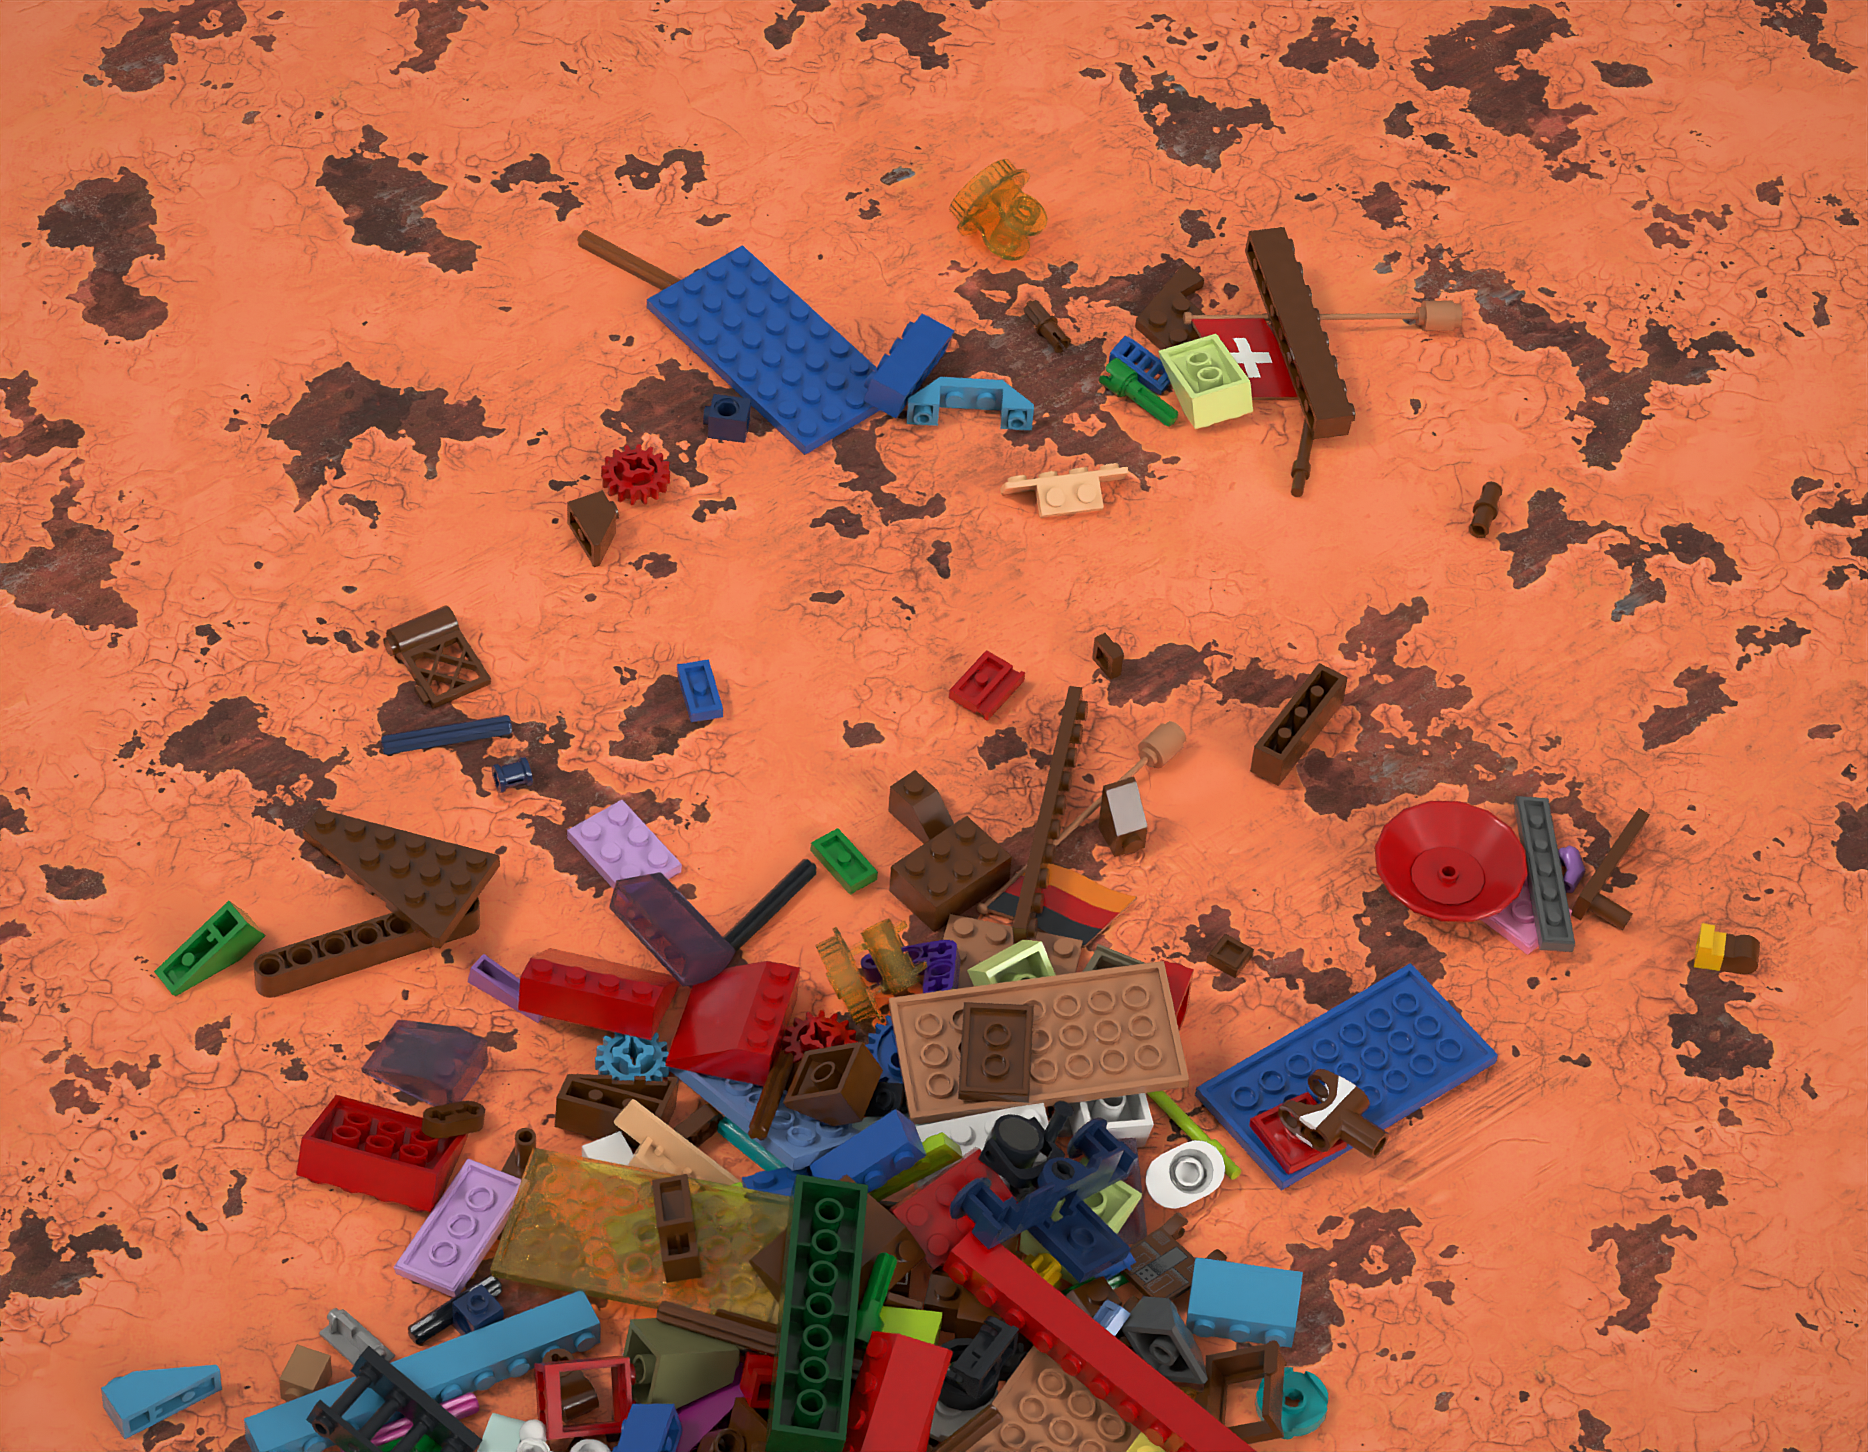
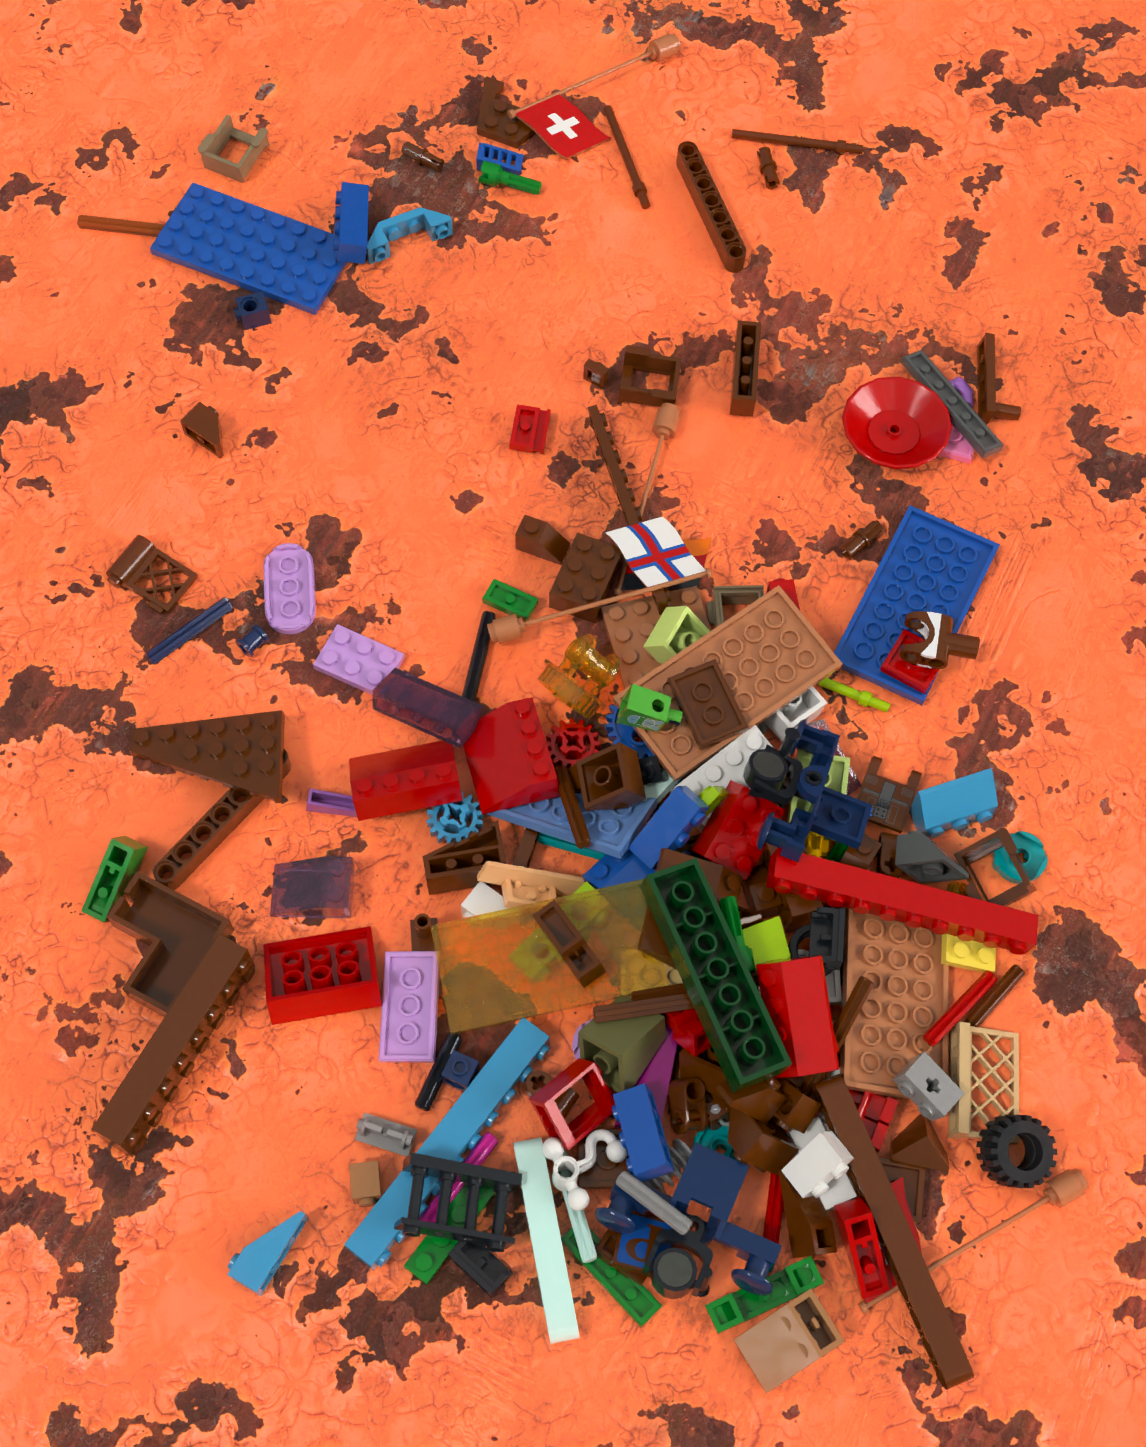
camera: 25 degrees left, 15 degrees up
(177, 1142) = (175, 1046): none -> reddish brown brick
(242, 1046) = (177, 937): none -> reddish brown piece
(453, 1119) = (357, 925): reddish brown beam -> none
(589, 740) = (289, 589): none -> lavender tile
(635, 474) = (213, 379): red gear -> none
(699, 690) = (344, 519): blue plate -> none
(794, 212) = (215, 143): none -> dark tan piece
(915, 1020) = (647, 709): none -> bright green torso
(942, 963) = (622, 649): dark purple beam -> none
(999, 210) = (367, 83): clear yellow piece -> none
(1040, 876) = (652, 553): none -> flag
(1066, 493) = (504, 269): light nougat bracket -> none
(1111, 1316) = (885, 862): medium blue tile -> none
(1122, 817) = (675, 486): slope -> none
(1172, 662) = (641, 359): none -> reddish brown piece
(1185, 1174) = (863, 727): white piece -> none
(1207, 381) = (549, 152): yellowish green slope -> none
(1230, 955) = (792, 551): reddish brown tile -> none
(1299, 333) = (589, 95): reddish brown brick -> none
(1325, 977) = (861, 539): none -> reddish brown axle
(1379, 525) = (711, 207): none -> reddish brown beam
(1597, 521) = (839, 146): none -> reddish brown bar
(1725, 951) = (1088, 406): leg -> none

